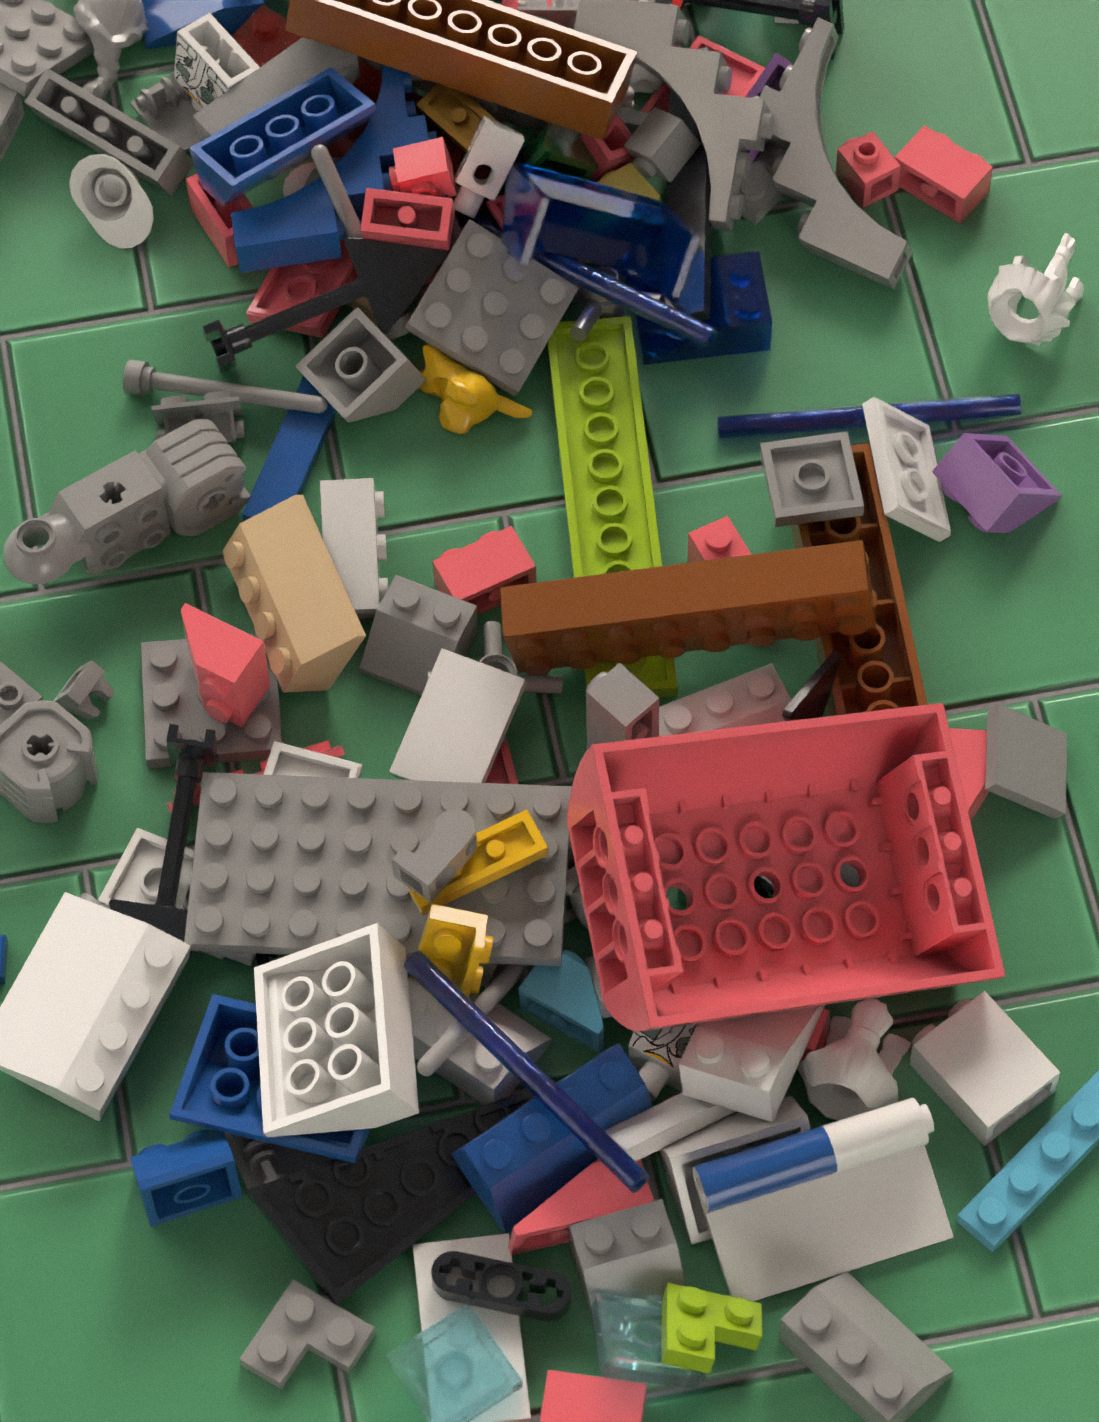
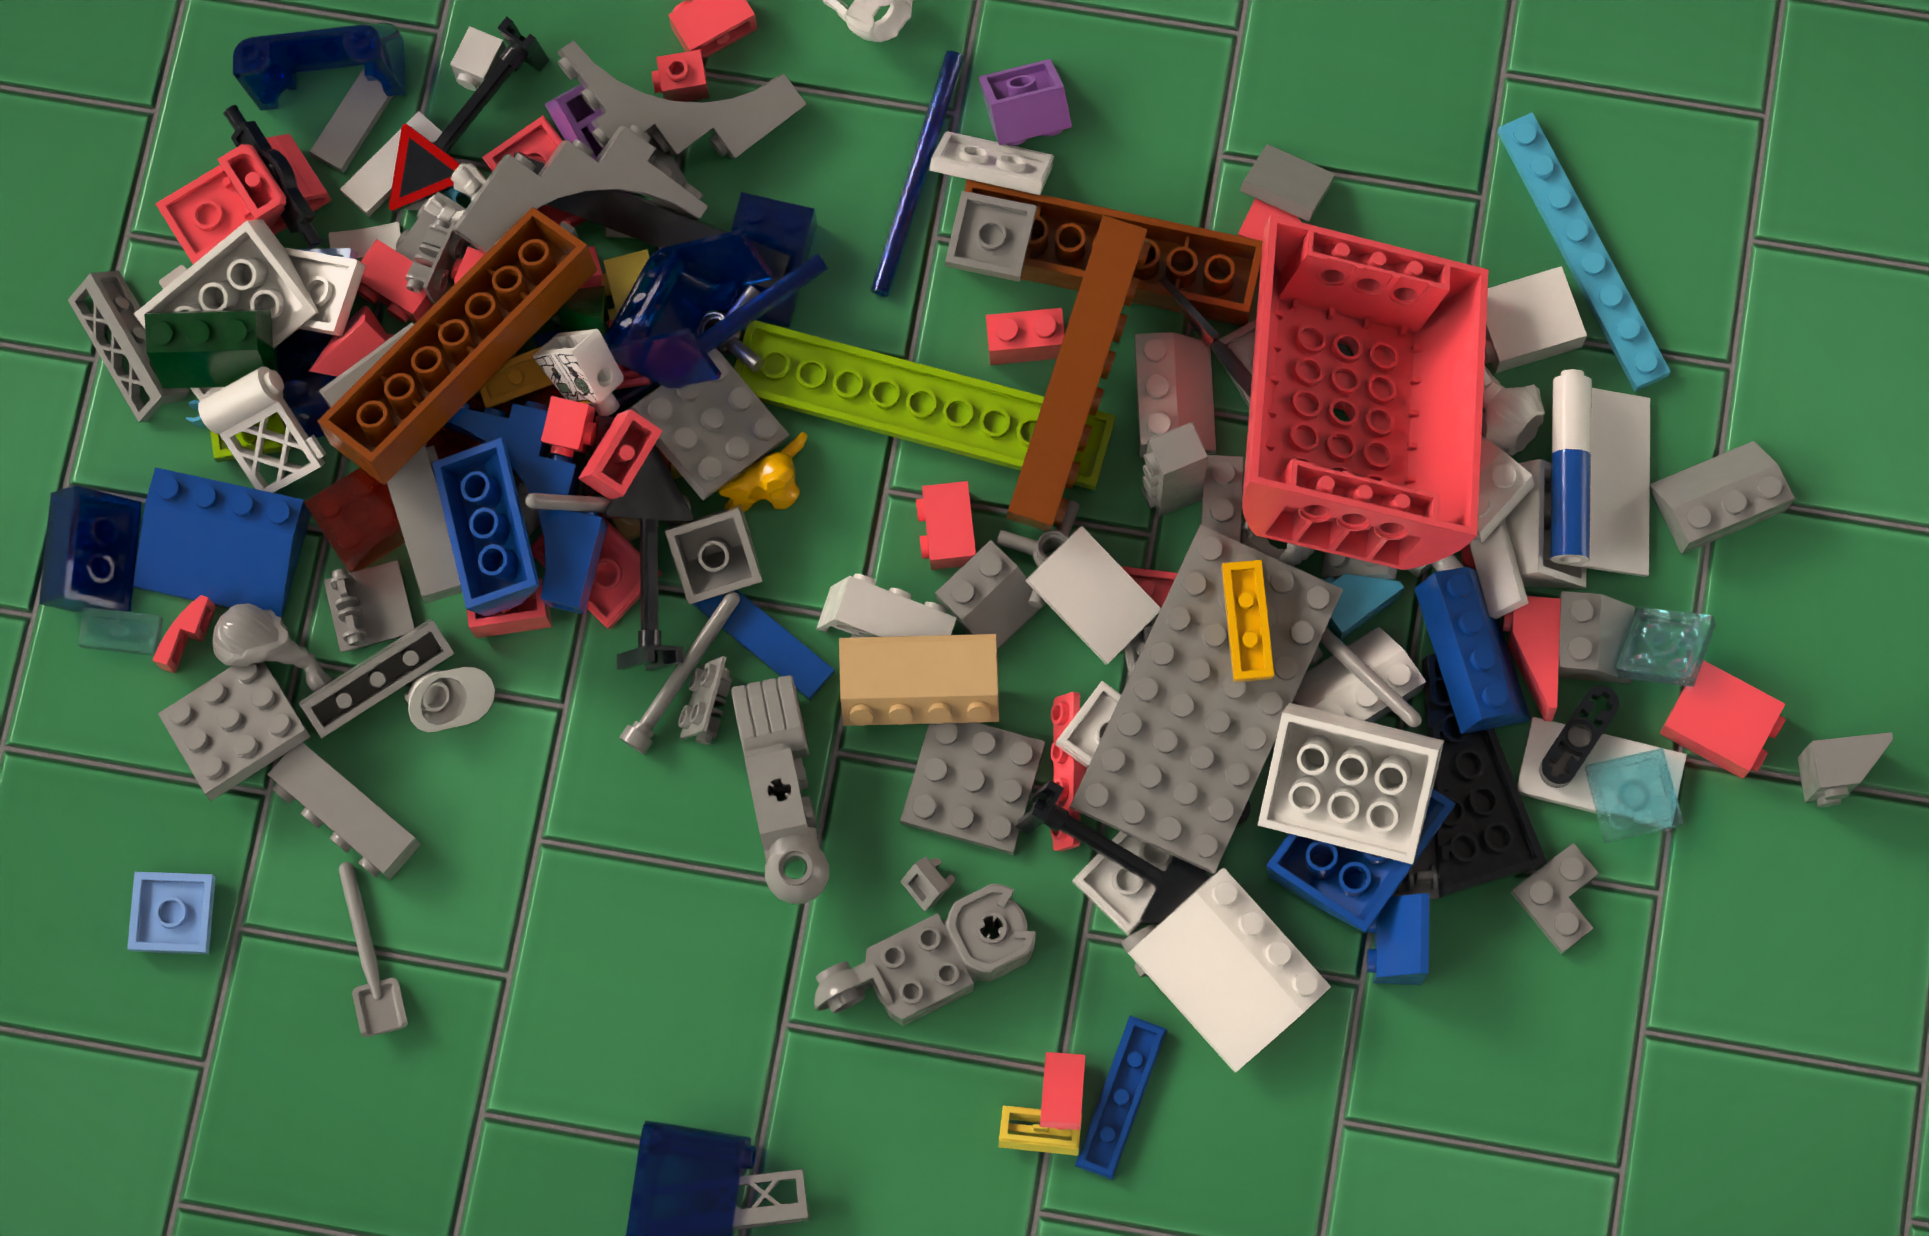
camera: 65 degrees left, 15 degrees up
(209, 61) = (370, 562): white torso -> none
(226, 666) = (975, 758): coral slope -> none
(439, 856) = (1245, 641): light grey leg -> none
(457, 945) = (1312, 661): yellow bracket -> none
(527, 1071) = (1438, 648): clear blue piece -> none
(661, 145) = (606, 228): light grey brick -> none
(700, 1318) = (1660, 602): lime plate -> none

